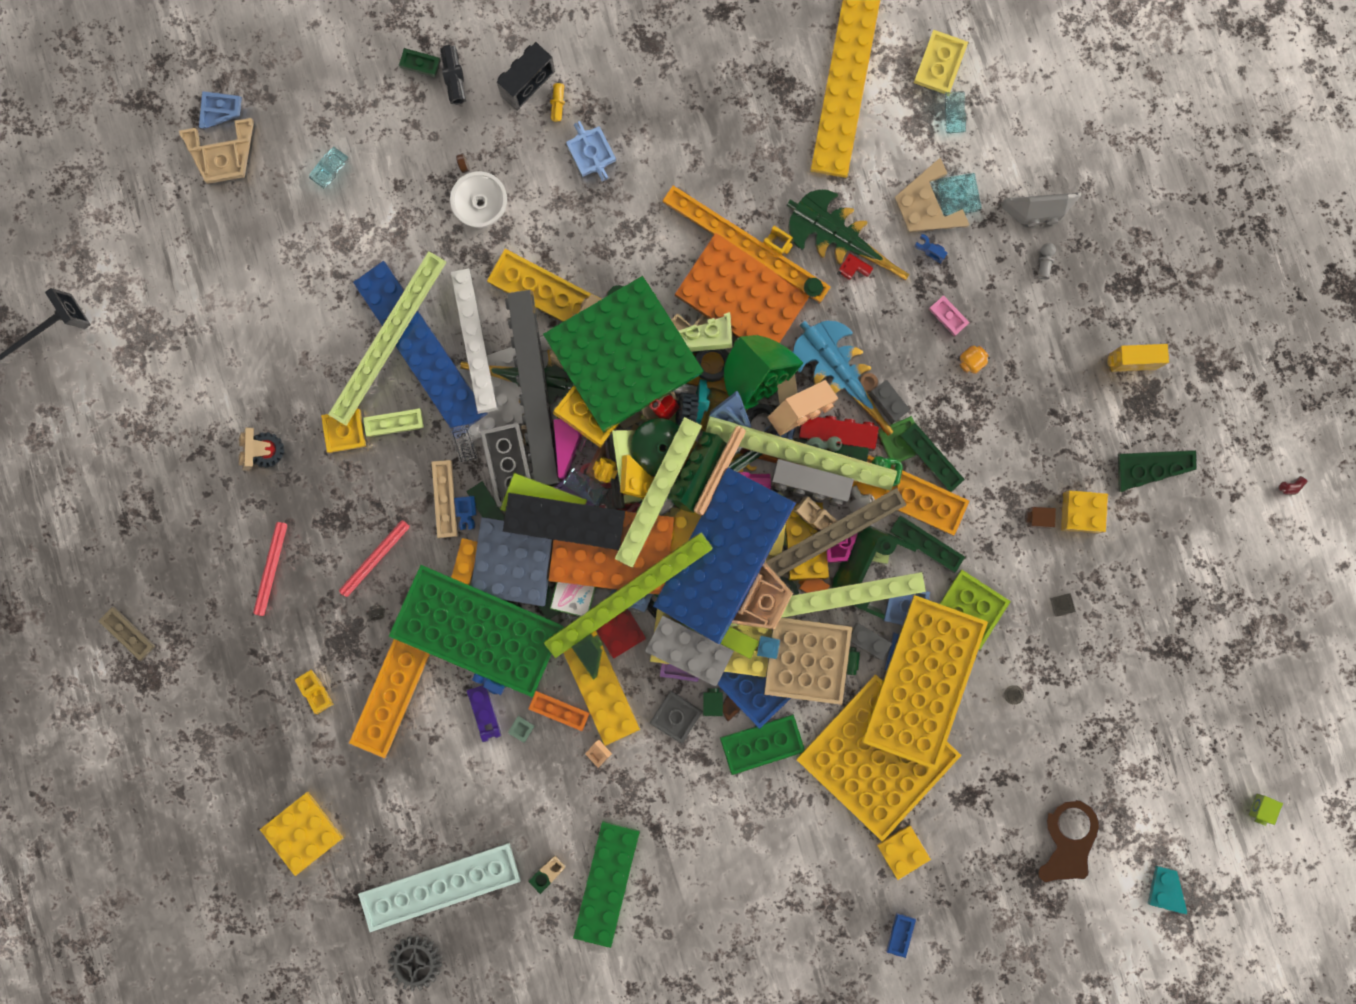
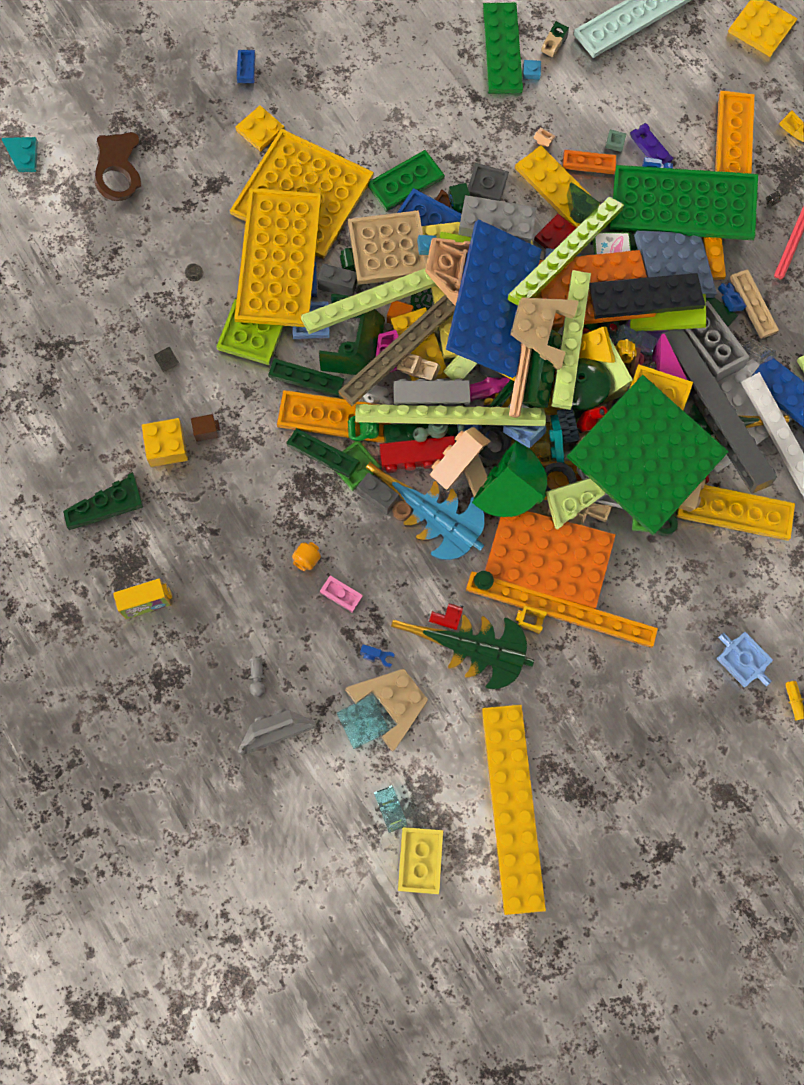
camera: 160 degrees right, 10 degrees down
(582, 846) = (531, 69): none -> dark azure plate
(696, 508) = (534, 324): none -> tan wing

